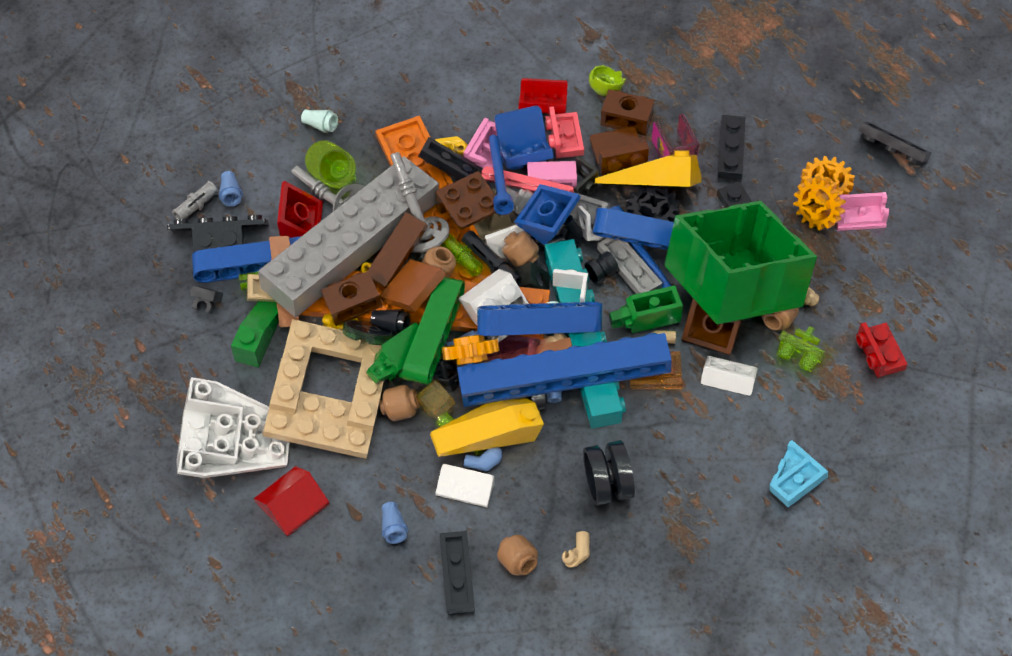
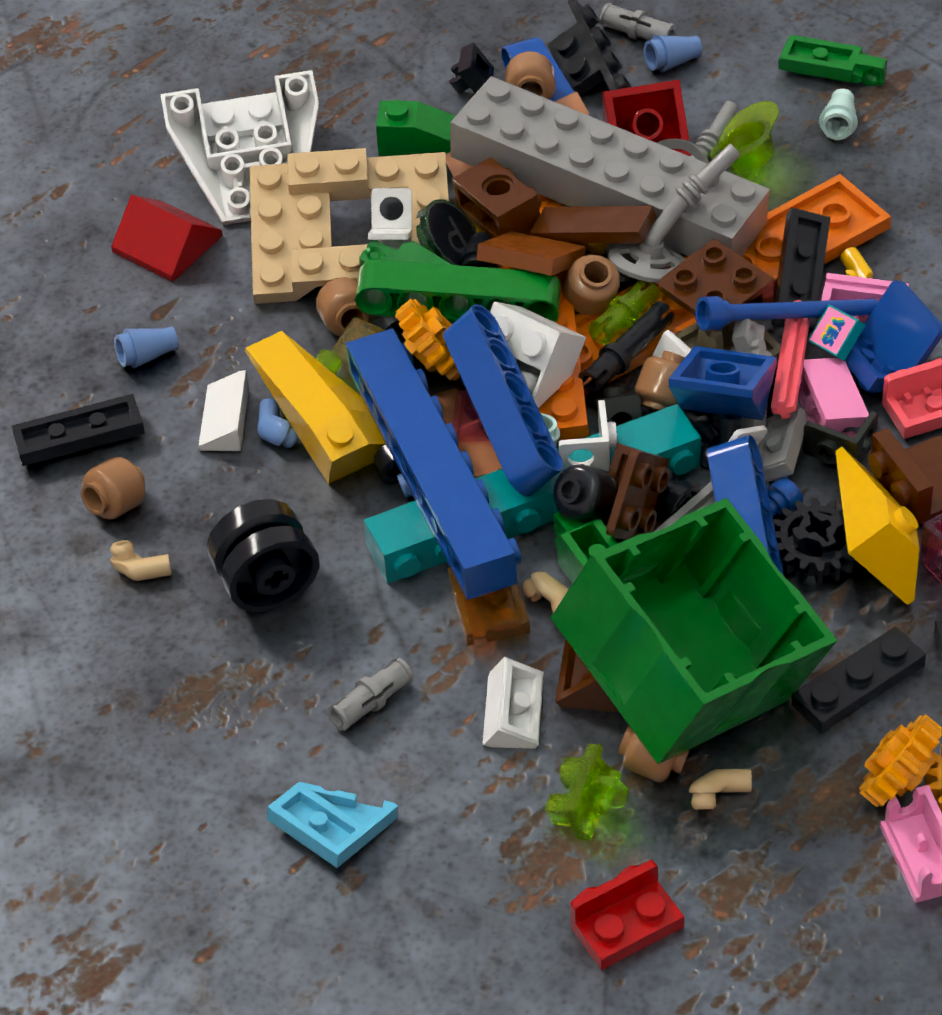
camera: 80 degrees right, 10 degrees down
(250, 257) = (532, 73): none -> medium nougat head
(271, 113) = (832, 61): none -> green hinge
(352, 361) = (391, 231): none -> white bracket
(516, 157) = (836, 332): none -> tile
(612, 296) = (585, 493): none -> black head
(614, 277) = (639, 482): none -> reddish brown bracket
(710, 440) = (370, 694): none -> light grey pin

